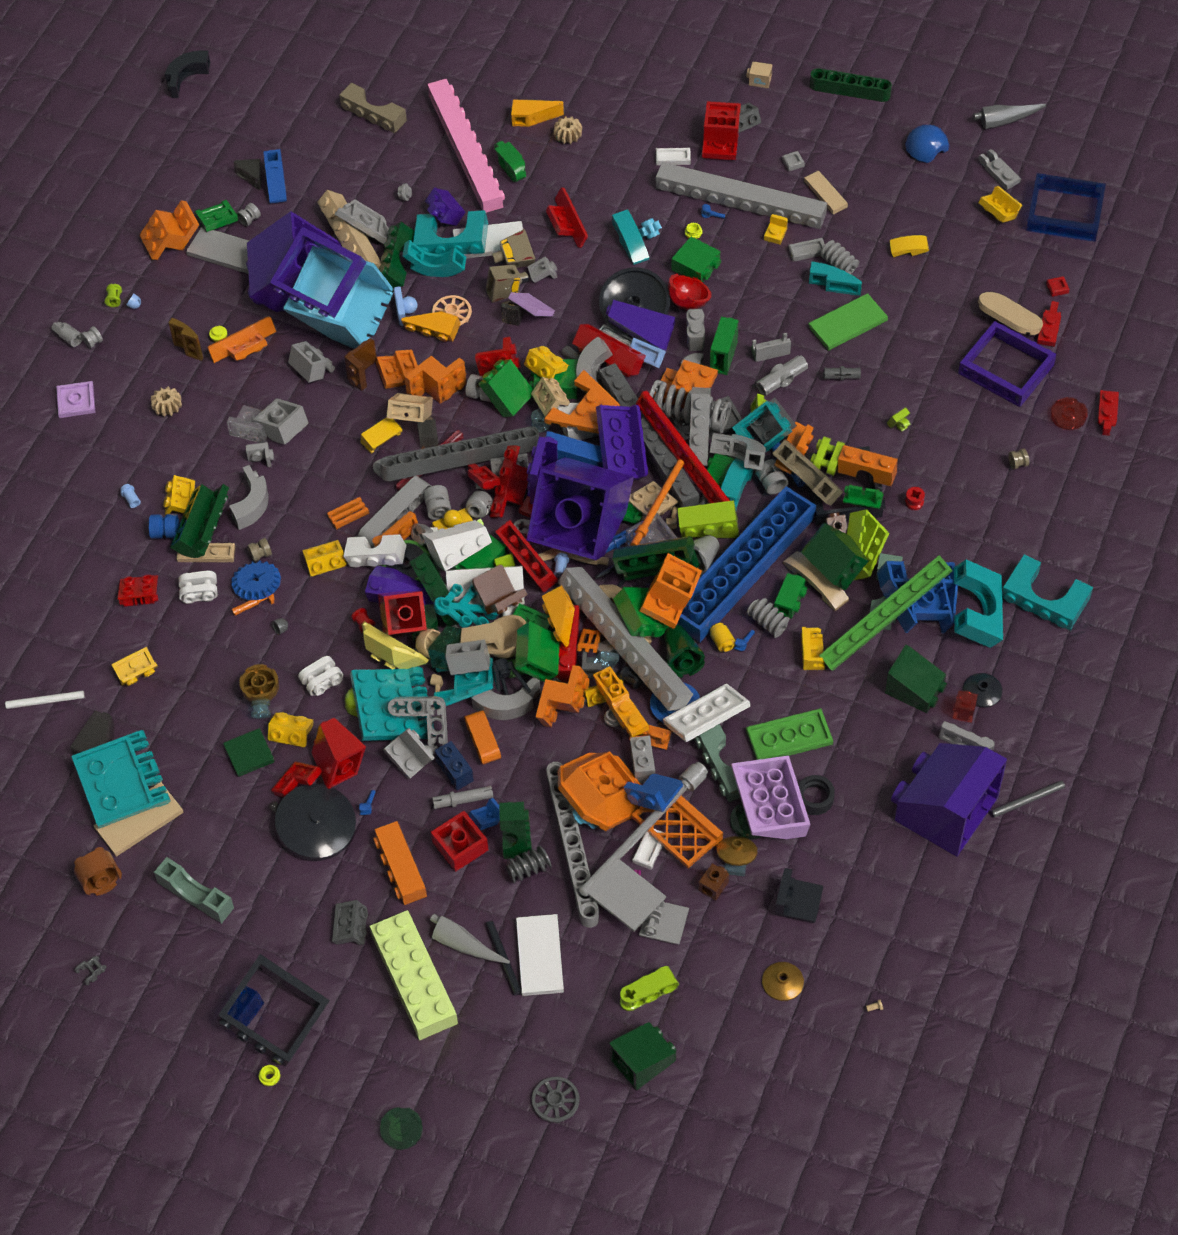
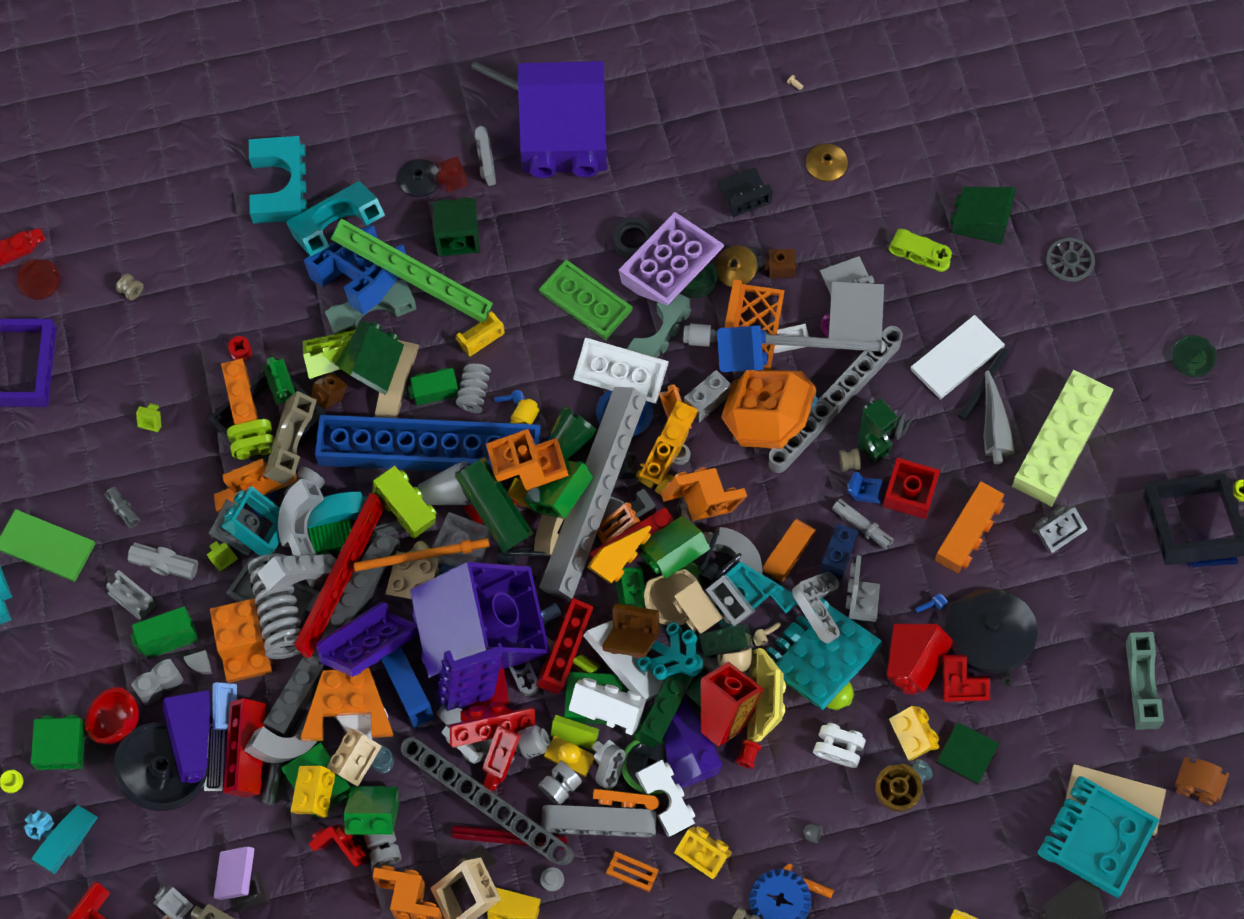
camera: 125 degrees left, 10 degrees up
(607, 659) = (625, 495): clear light blue tile -> none

